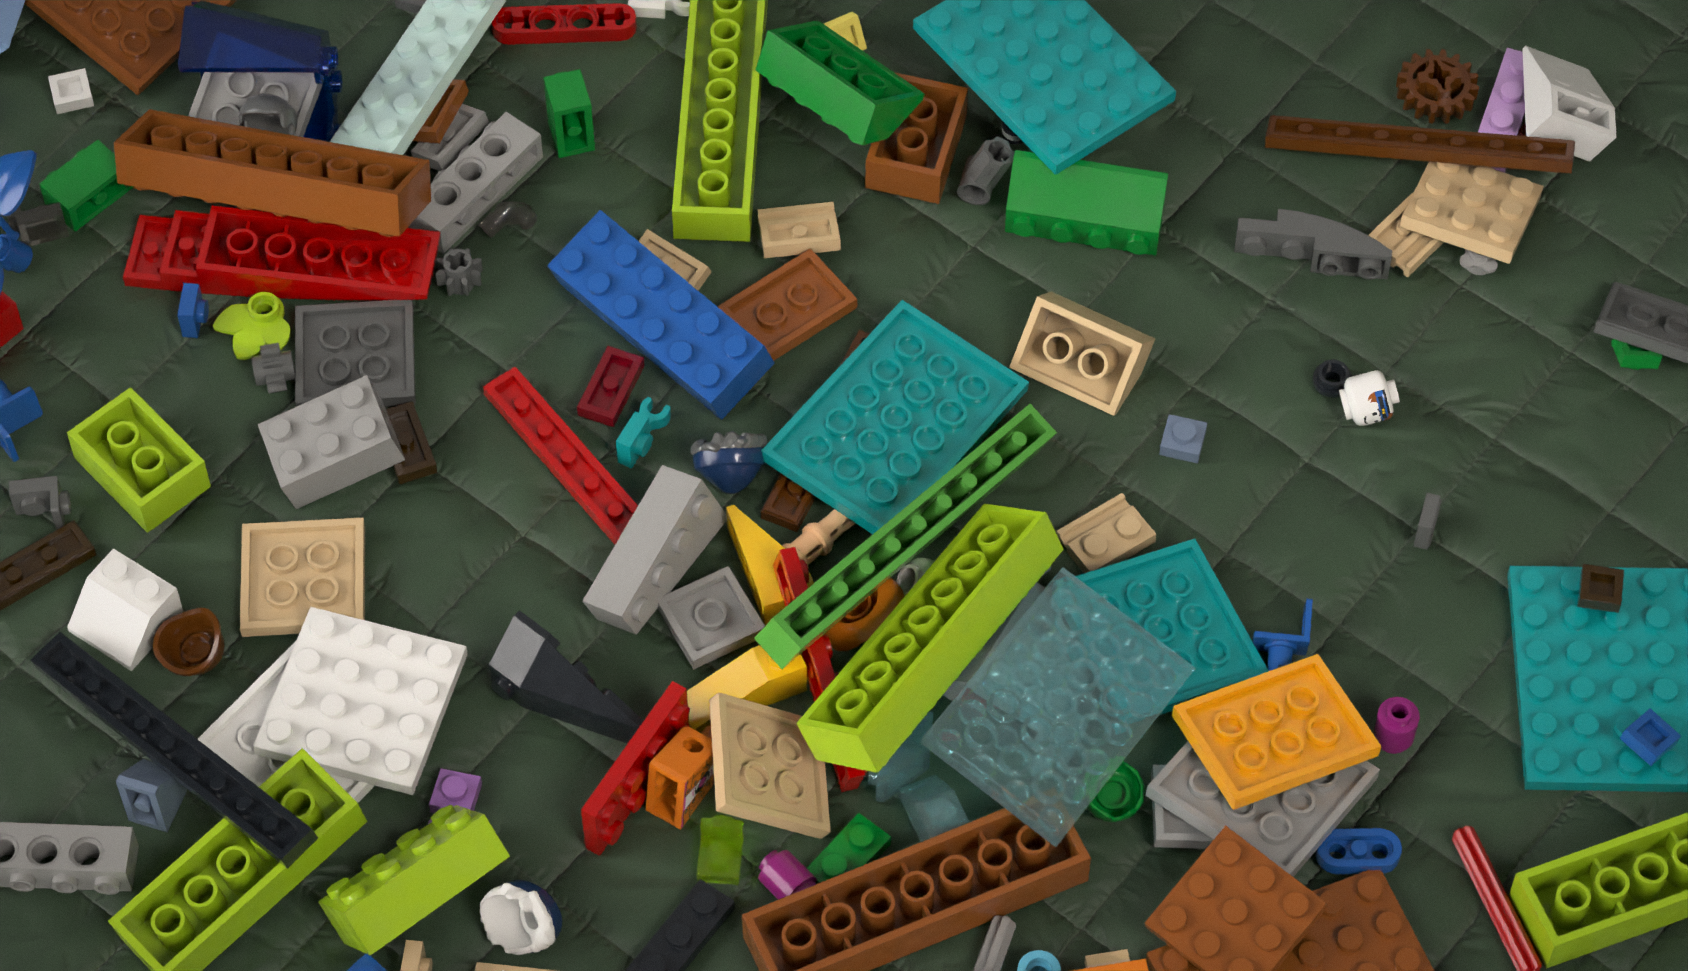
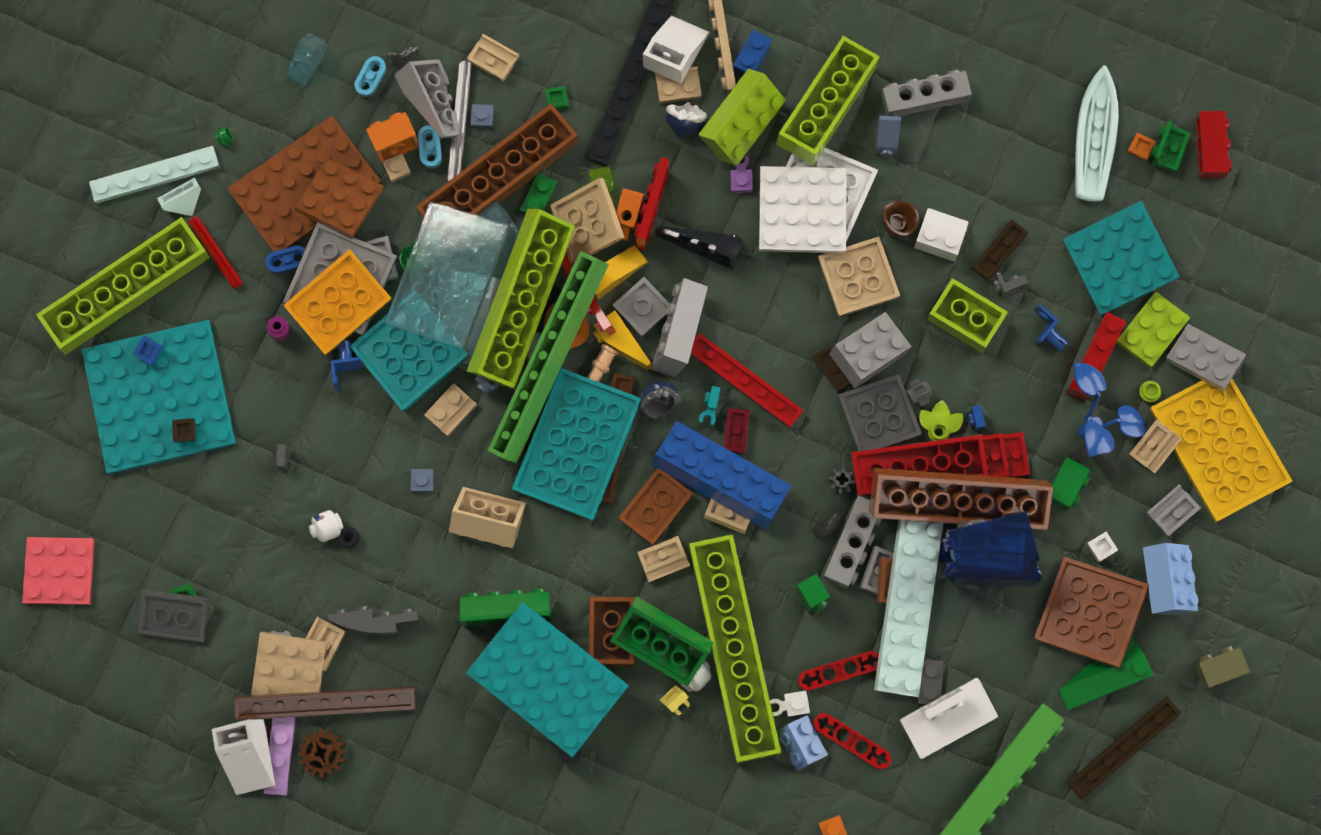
camera: 165 degrees right, 20 degrees up
(175, 750) = (882, 146): black plate -> none
(784, 874) = (563, 173): magenta brick -> none
(984, 171) = (568, 617): dark grey piece -> none

